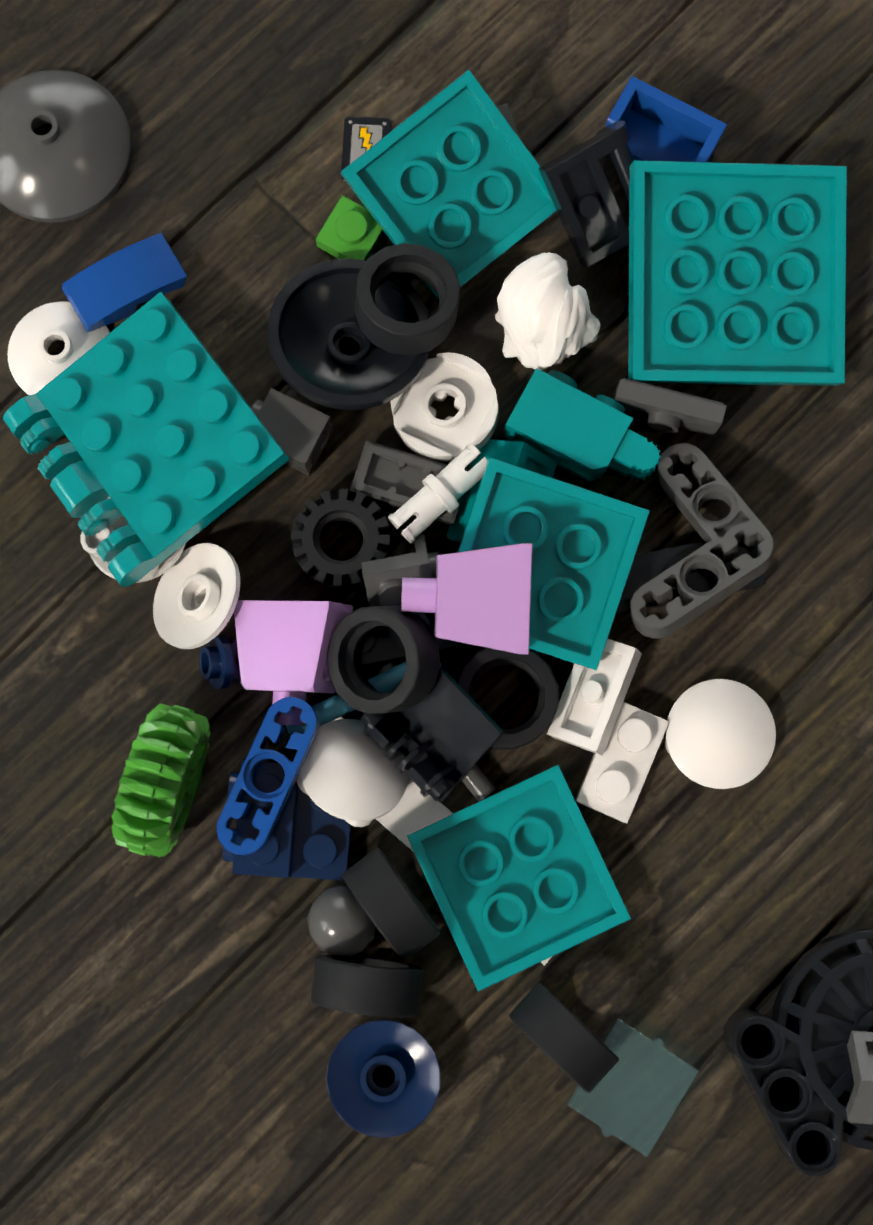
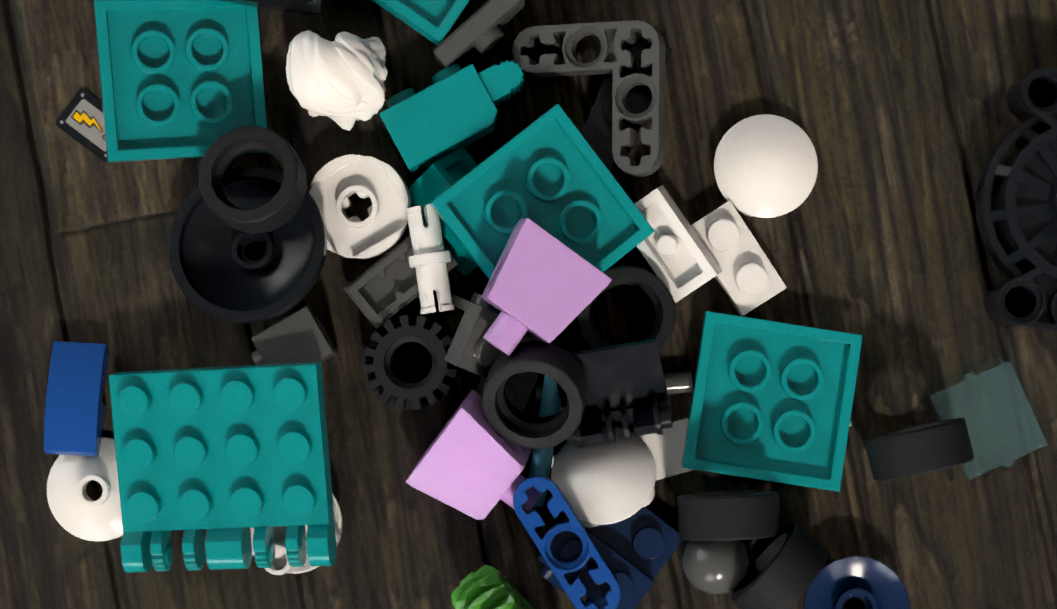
camera: 55 degrees left, 5 degrees up
(196, 596) = (380, 509): white dish -> none
(218, 662) = (445, 526): dark blue plate -> none
(350, 232) = (158, 186): bright green plate -> none

